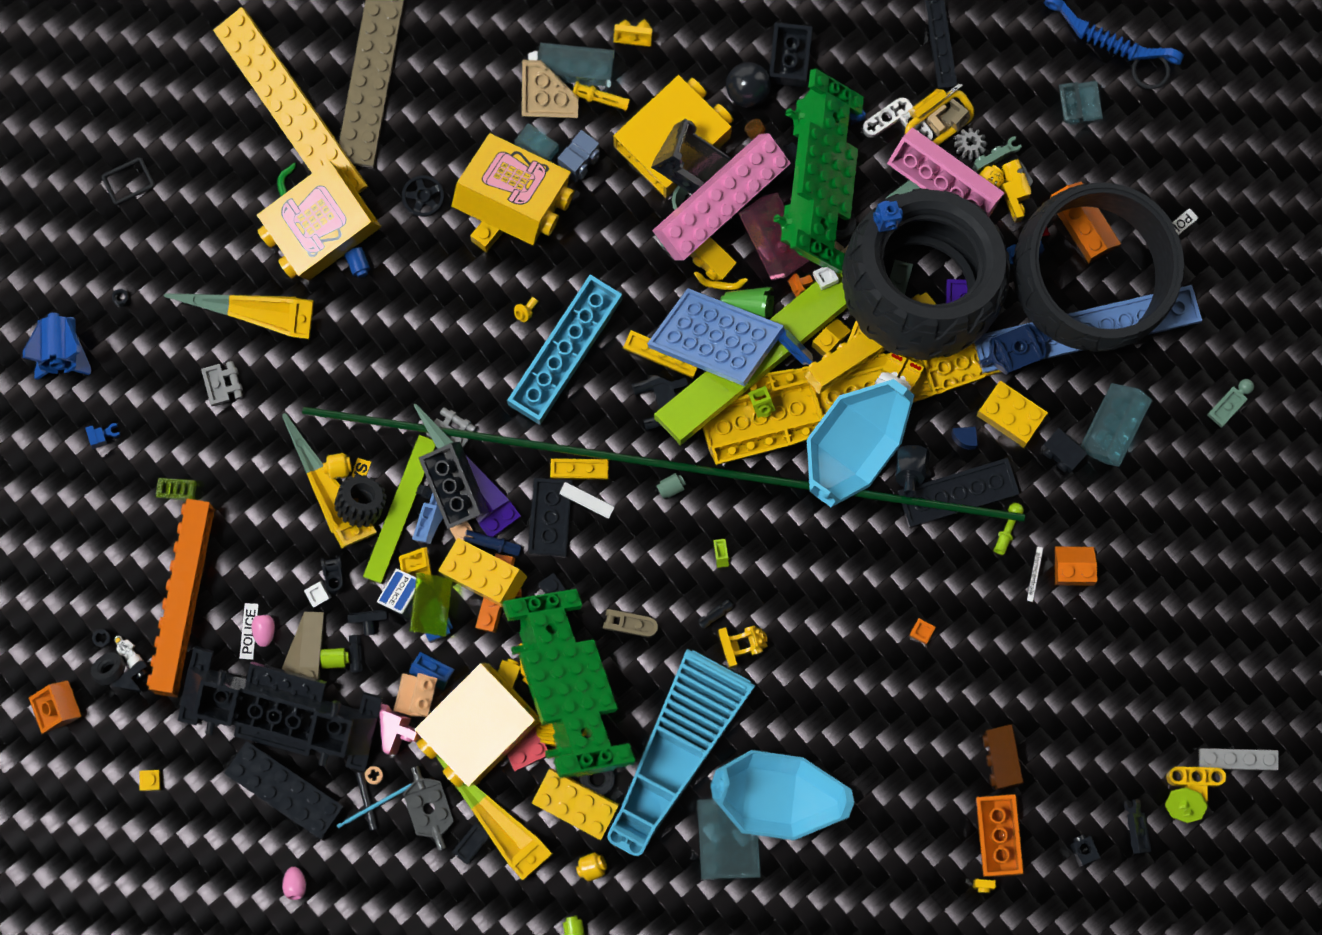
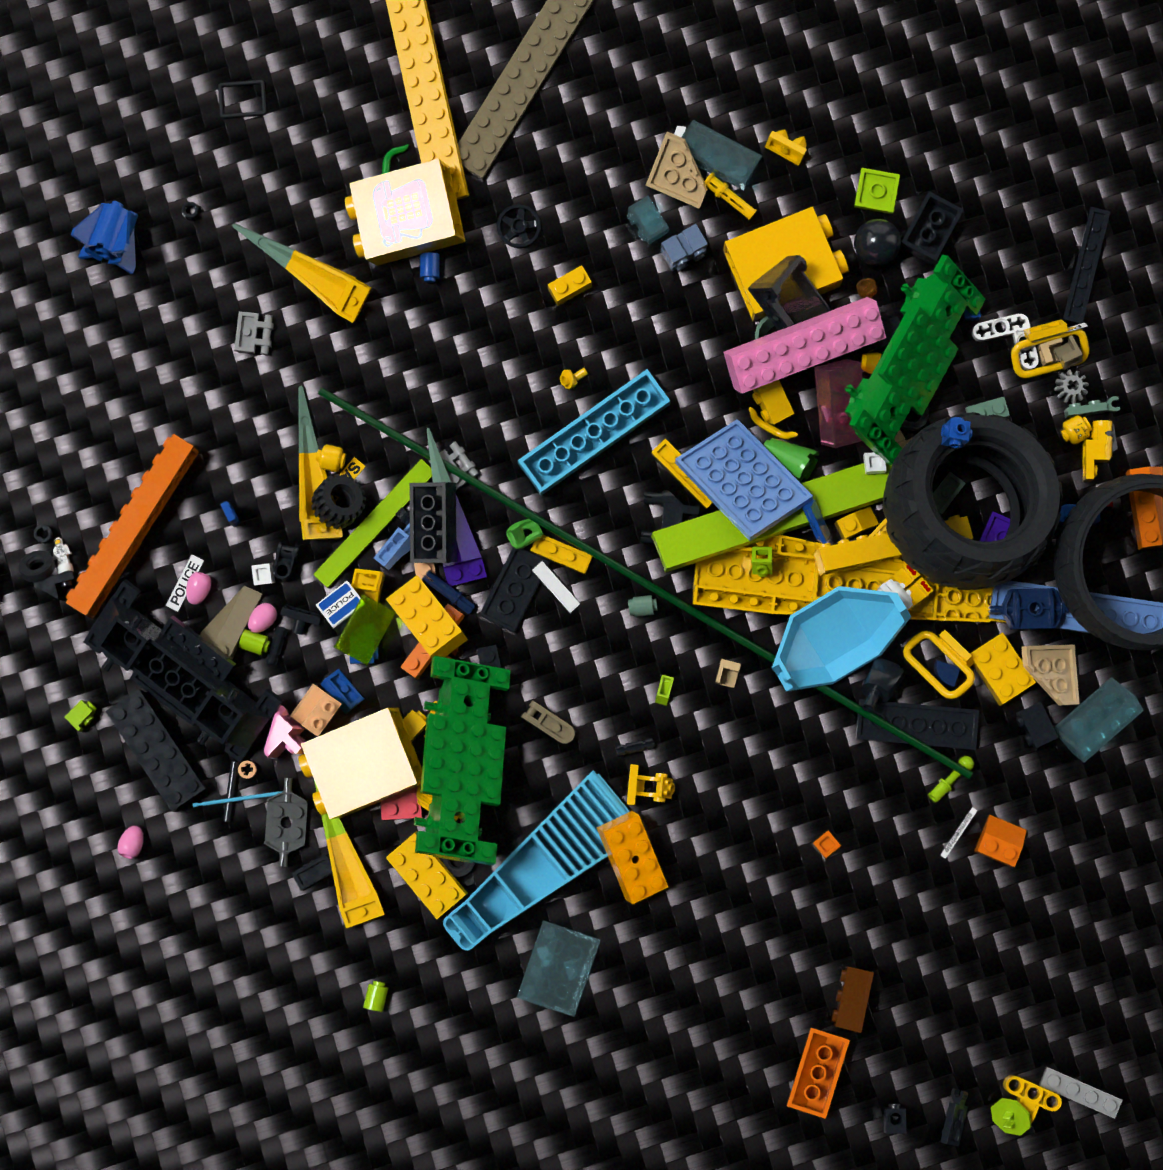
camera: 25 degrees right, 5 degrees up
(97, 436) = (115, 337): blue piece -> none
(149, 780) = (35, 688): yellow plate -> none
(191, 489) = (183, 425): clear neon green slope -> none
(202, 786) = (81, 715): none -> lime brick
(266, 550) = (230, 513): none -> blue tile
(332, 633) = (262, 617): none -> bright pink animal
(513, 190) = (606, 256): yellow brick -> none
(532, 466) = (516, 534): none -> bright green piece
(591, 867) = (417, 941): yellow head -> none
(728, 41) = (877, 190): none -> lime plate
(740, 699) = (627, 839): none -> light orange brick
(771, 515) = (727, 673): none -> tan panel
(779, 795) = (623, 948): medium azure panel -> none
(785, 191) = (870, 361): none -> yellow tile
(798, 284) = (845, 458): orange brick -> none
(938, 170) = (1031, 406): bright pink brick -> none
(962, 414) = (953, 651): none -> yellow bar
(984, 886) = (784, 1113): yellow plate -> none
(1059, 396) = (1054, 671): none -> tan plate

